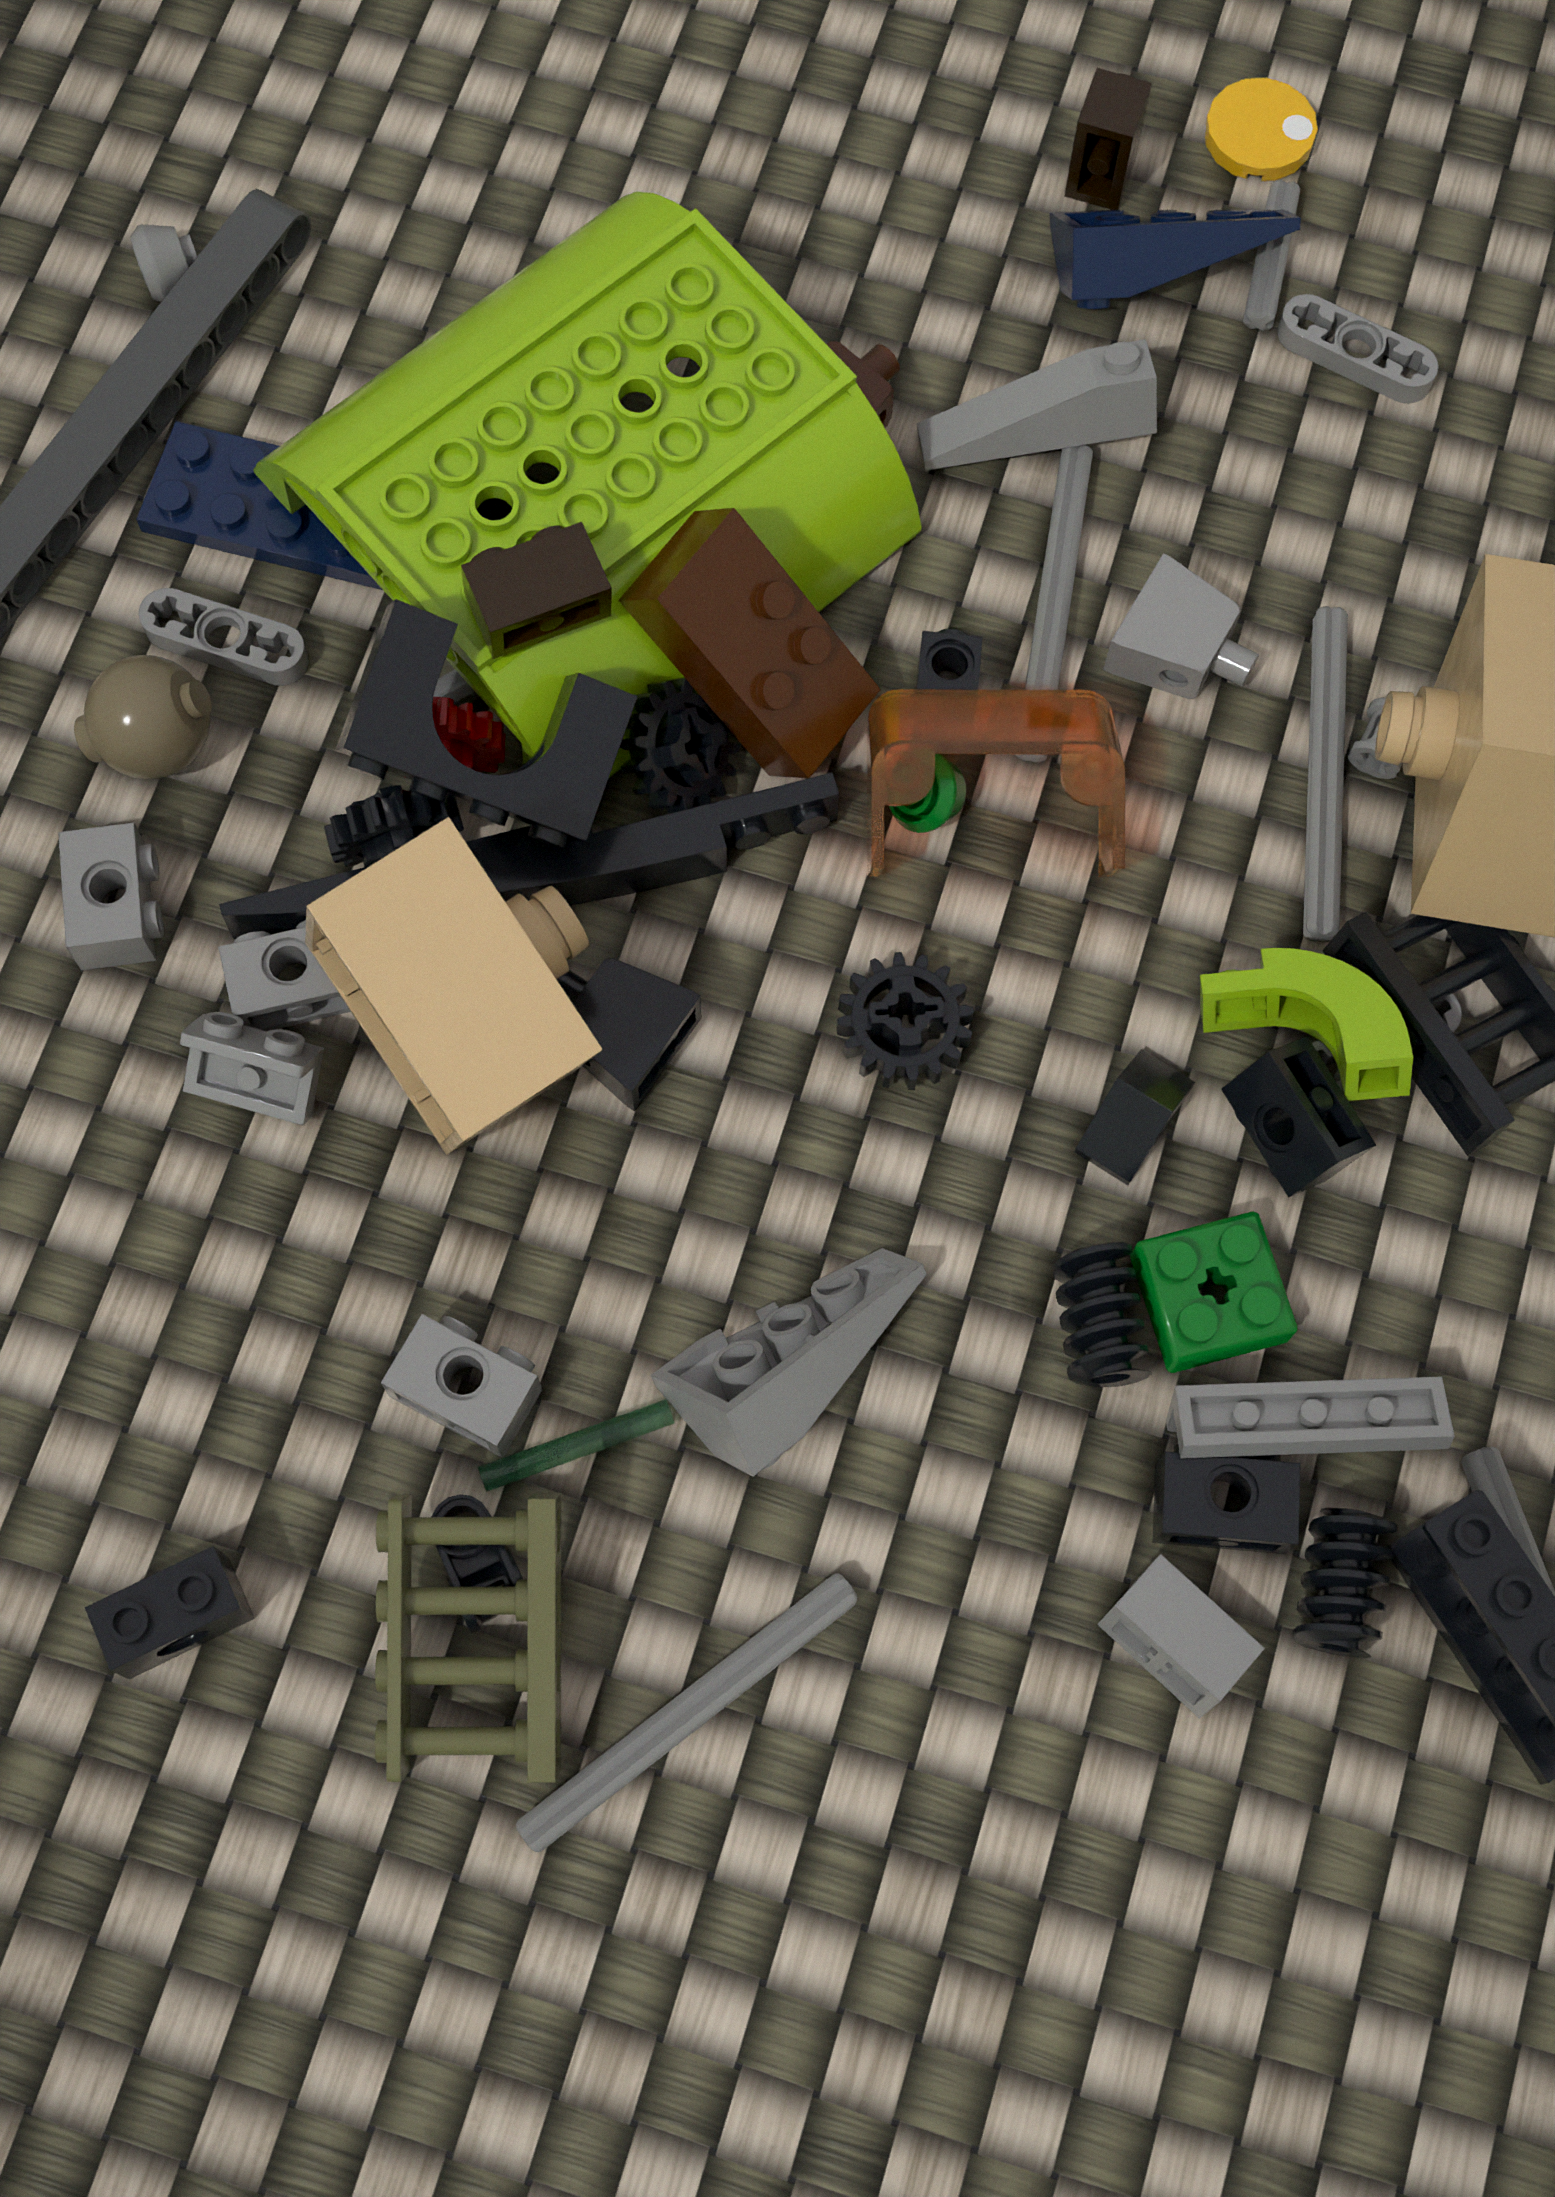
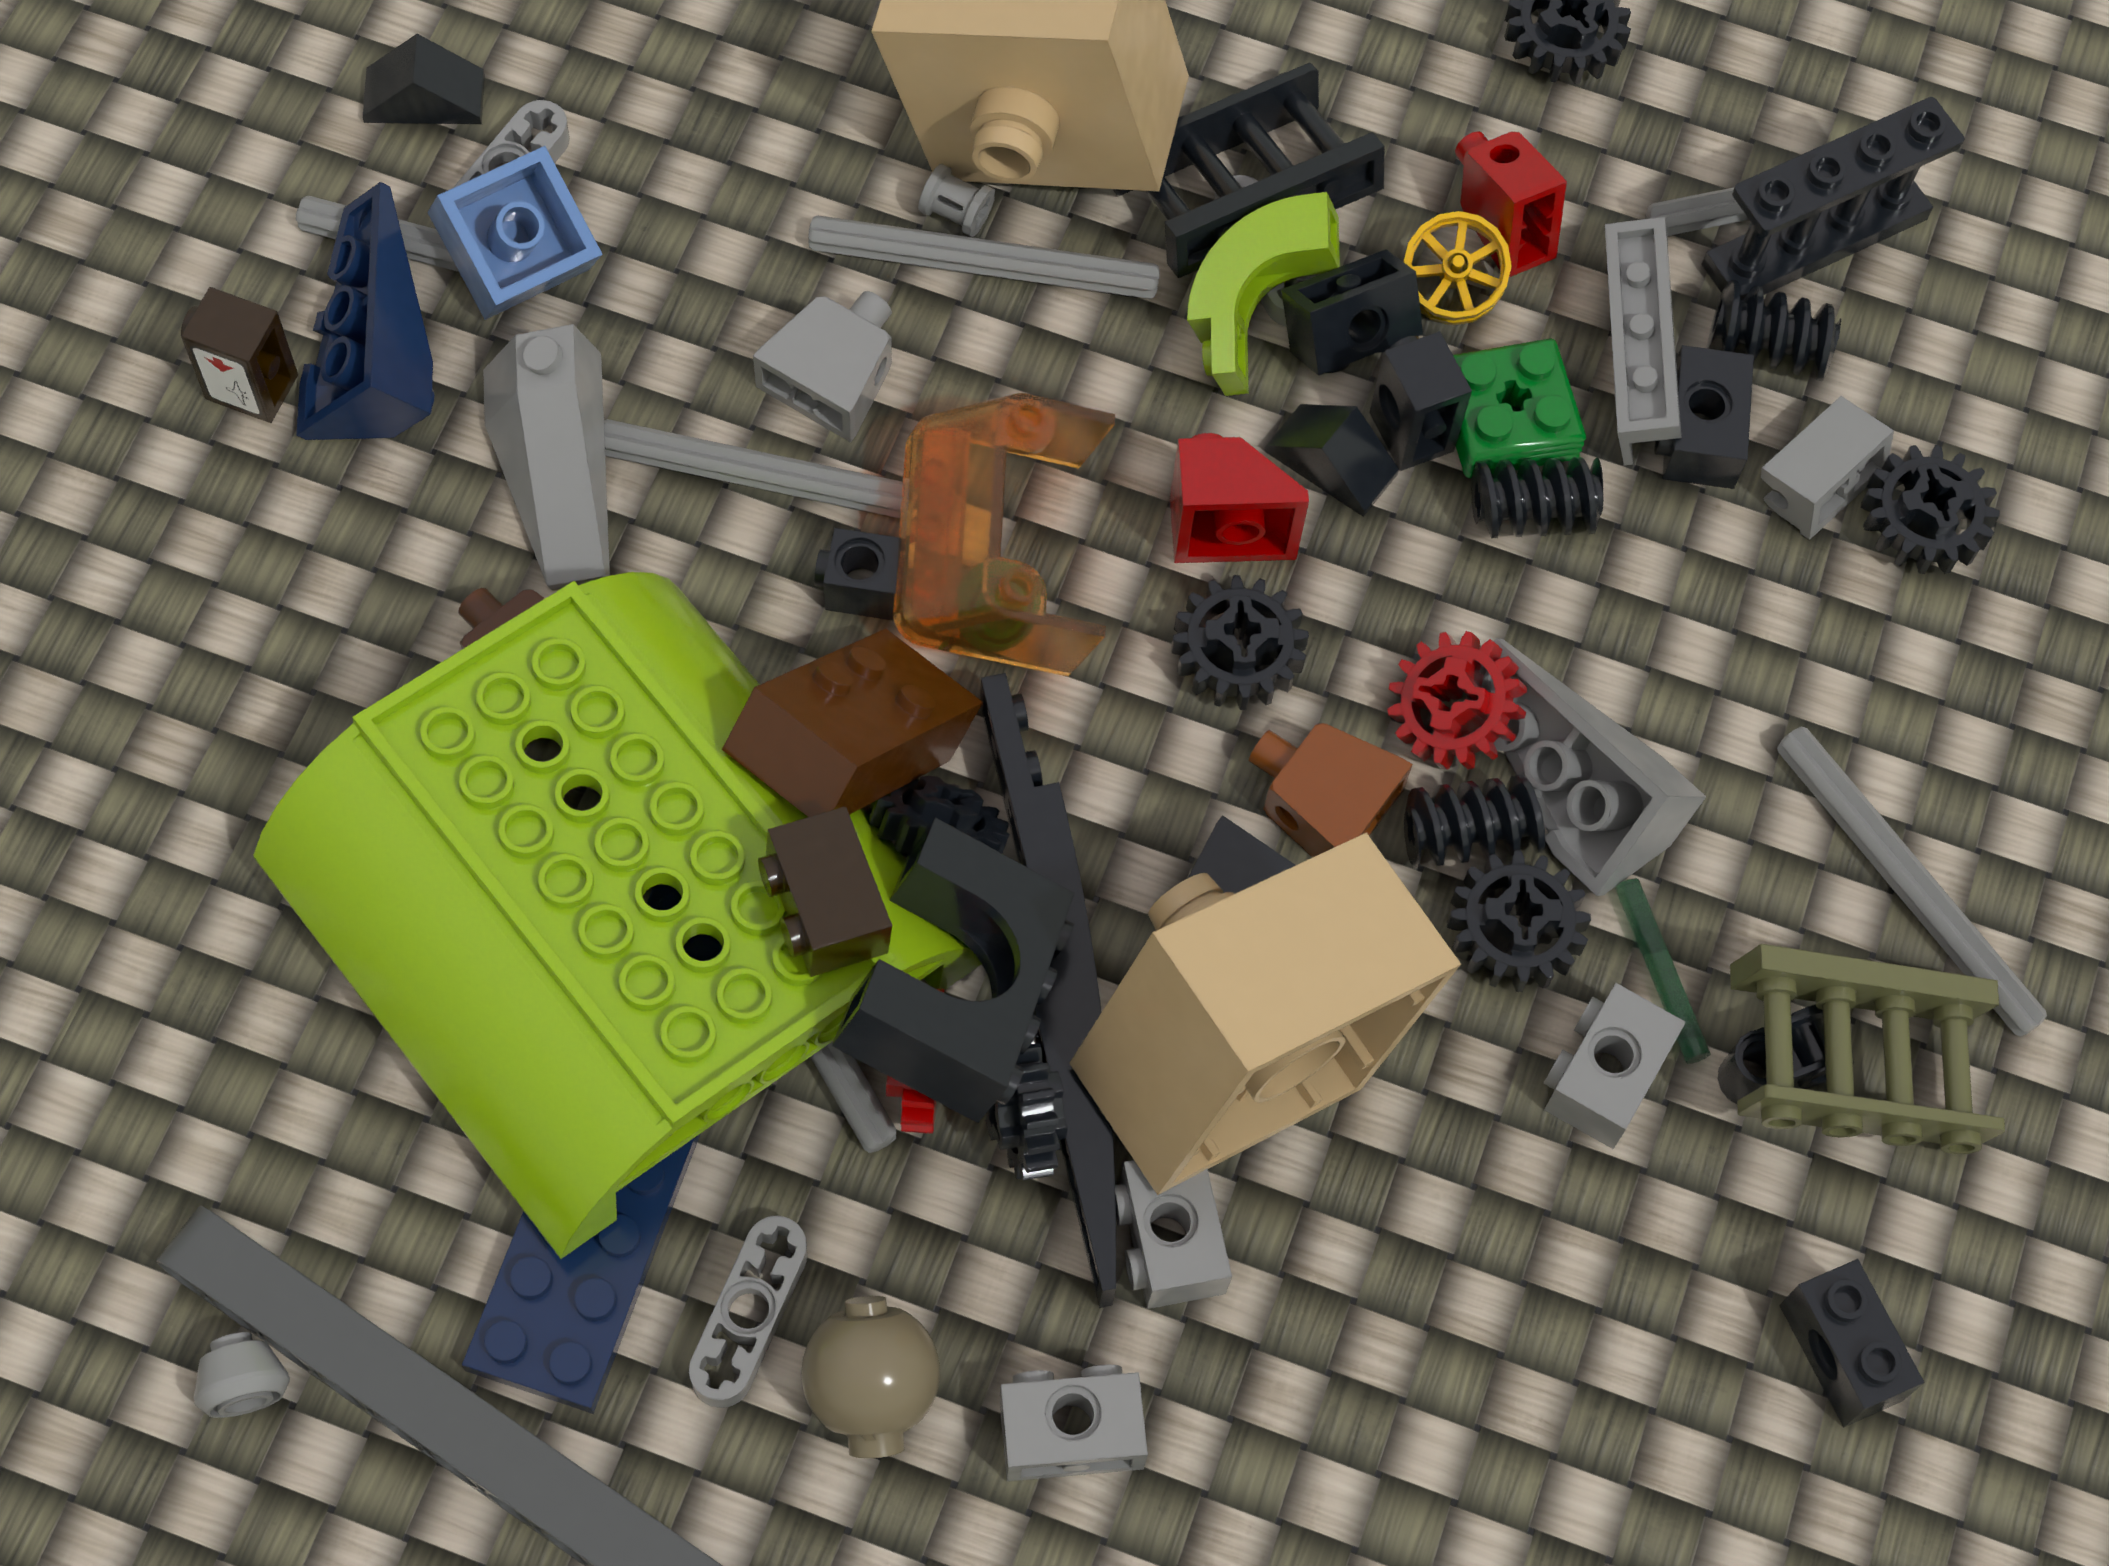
camera: 90 degrees left, 5 degrees down
(252, 1067) = (1280, 1265): light grey bracket -> none
(590, 1293) = (1495, 934): none -> black gear
(716, 1246) = (1472, 818): none -> black piece
(744, 1108) = (1328, 786): none -> dark orange torso
(857, 1225) = (1445, 676): none -> red gear
(1047, 986) = (1233, 503): none -> red slope
(1147, 1784) = (1930, 509): none -> black gear
(1194, 1177) = (1419, 400): none -> black brick
(1260, 129) = (221, 226): yellow tile -> none
(1270, 340) = (514, 232): none -> medium blue brick
(1372, 1227) = (1458, 265): none -> yellow wheel
(1439, 274) = (423, 86): none -> black slope
(1468, 1282) = (1516, 193): none -> red torso

